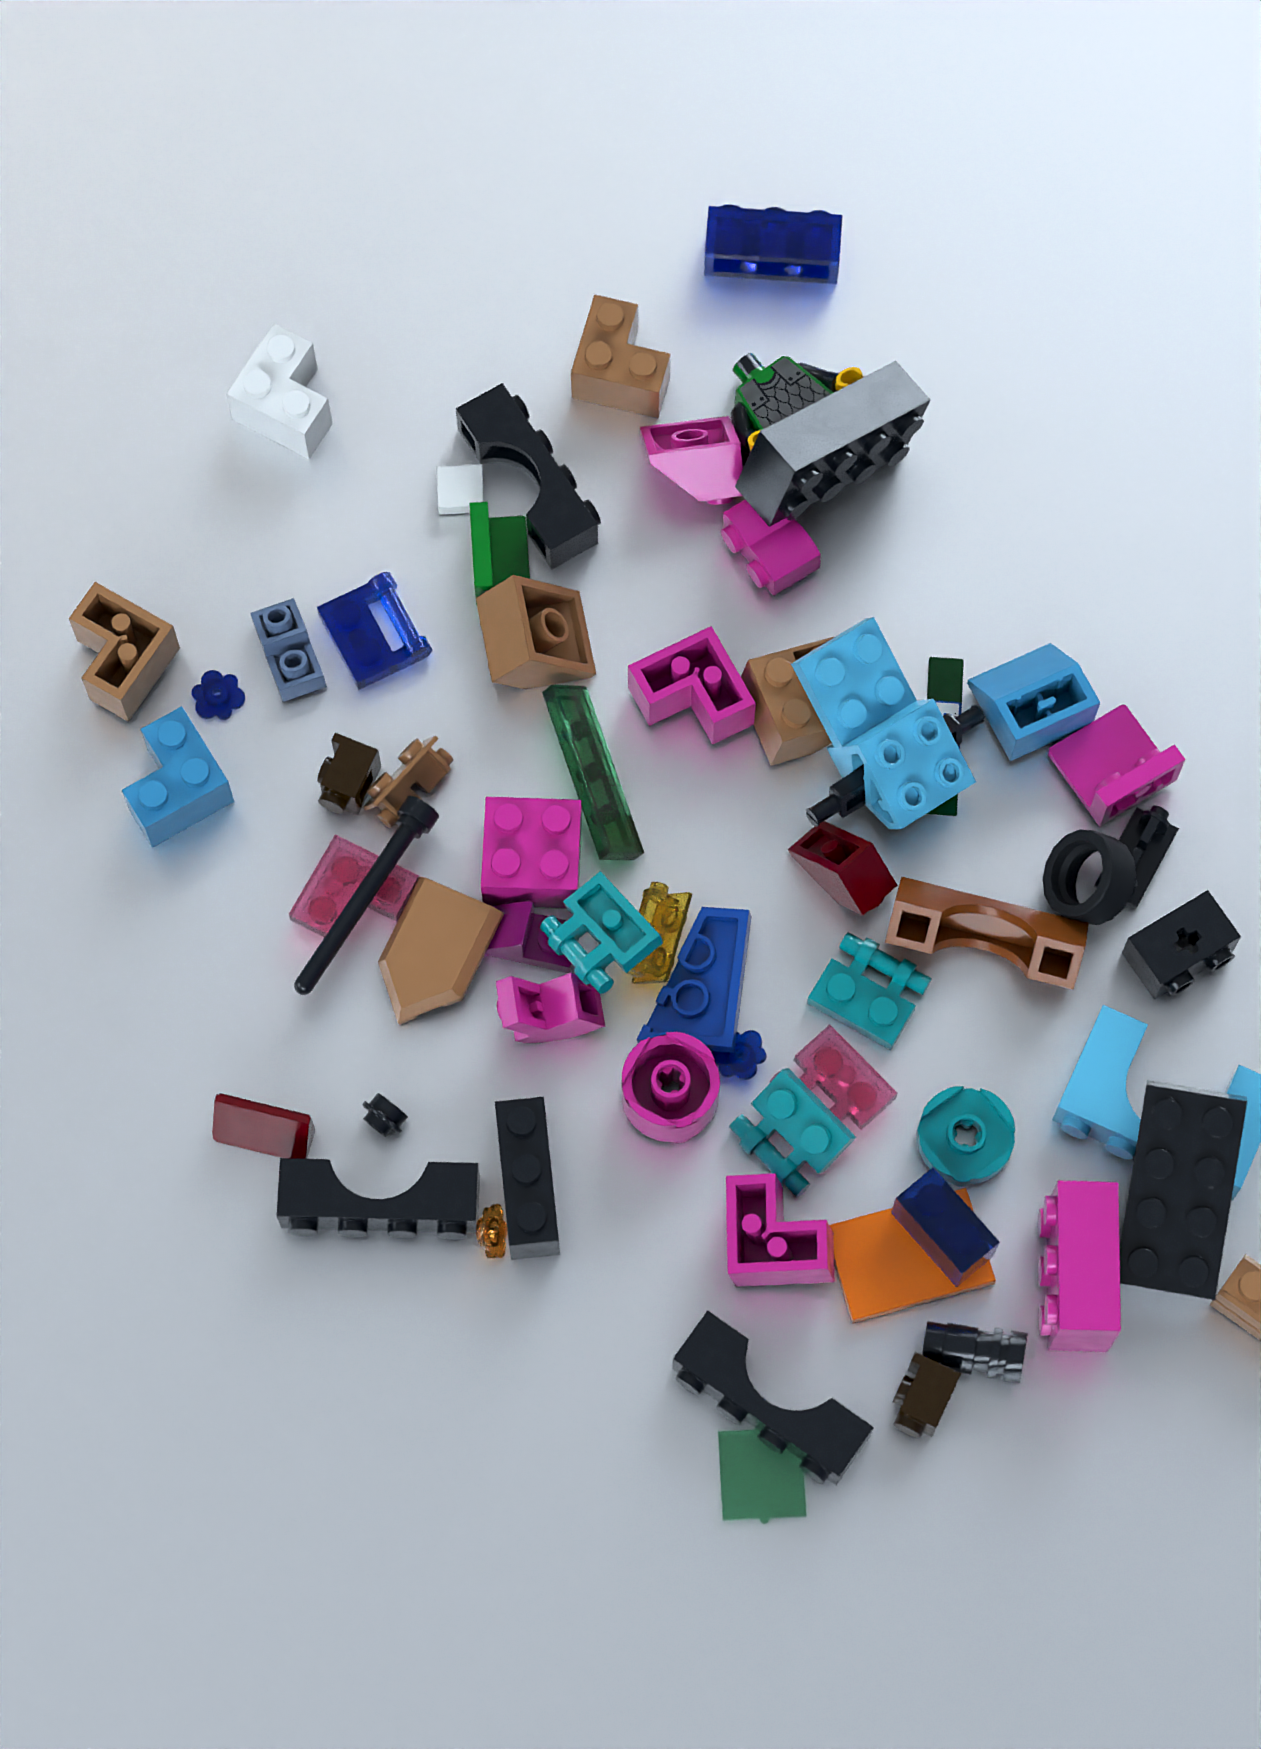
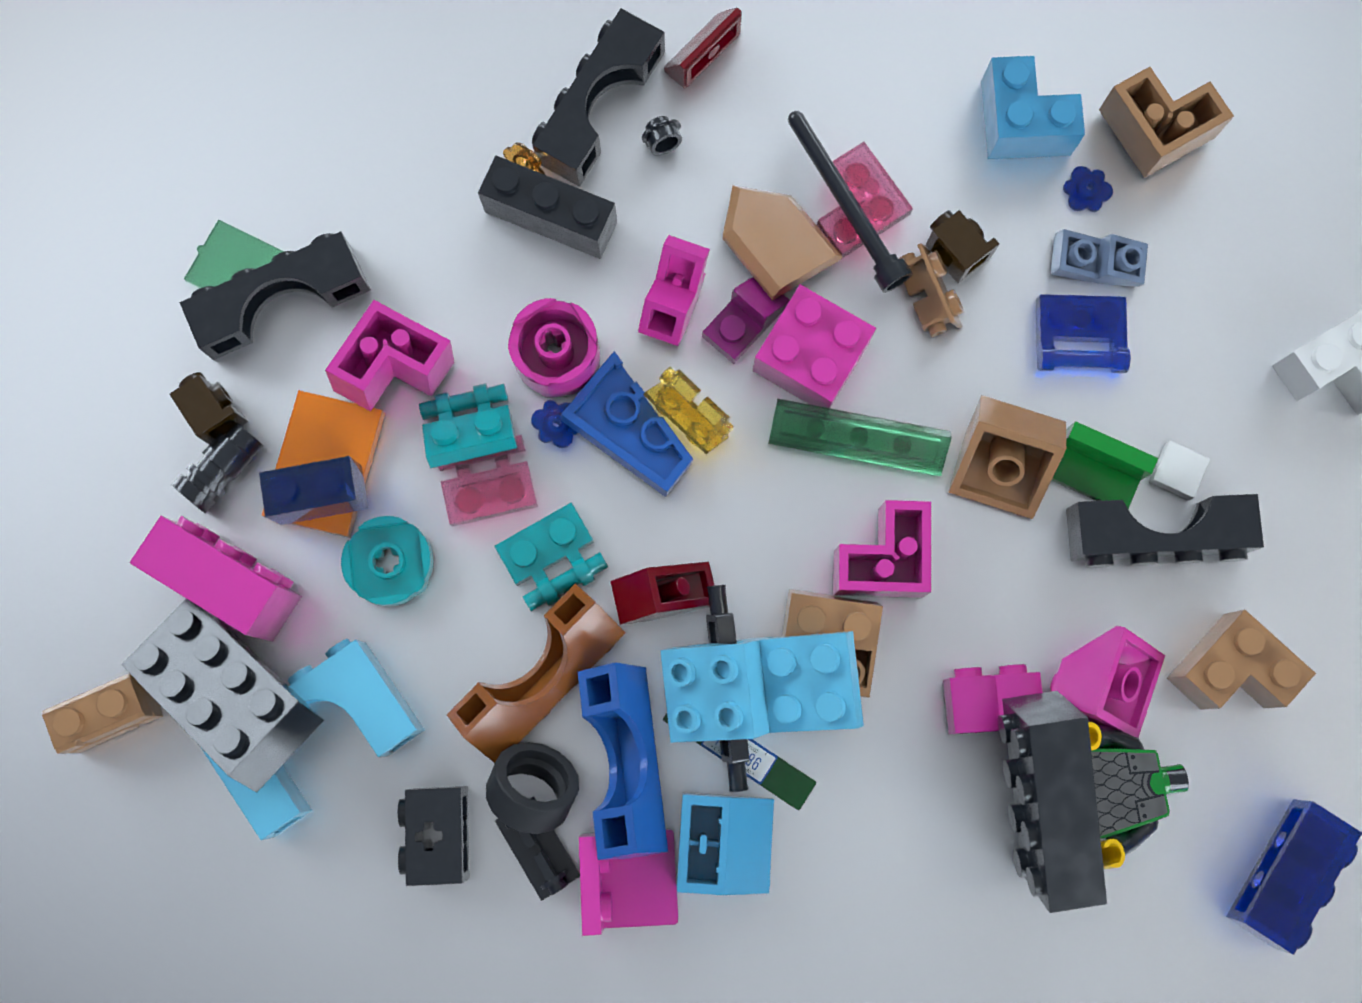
camera: 120 degrees right, 10 degrees up
(612, 922) = (707, 368): teal plate -> none
(1052, 782) = (632, 814): none -> blue arch

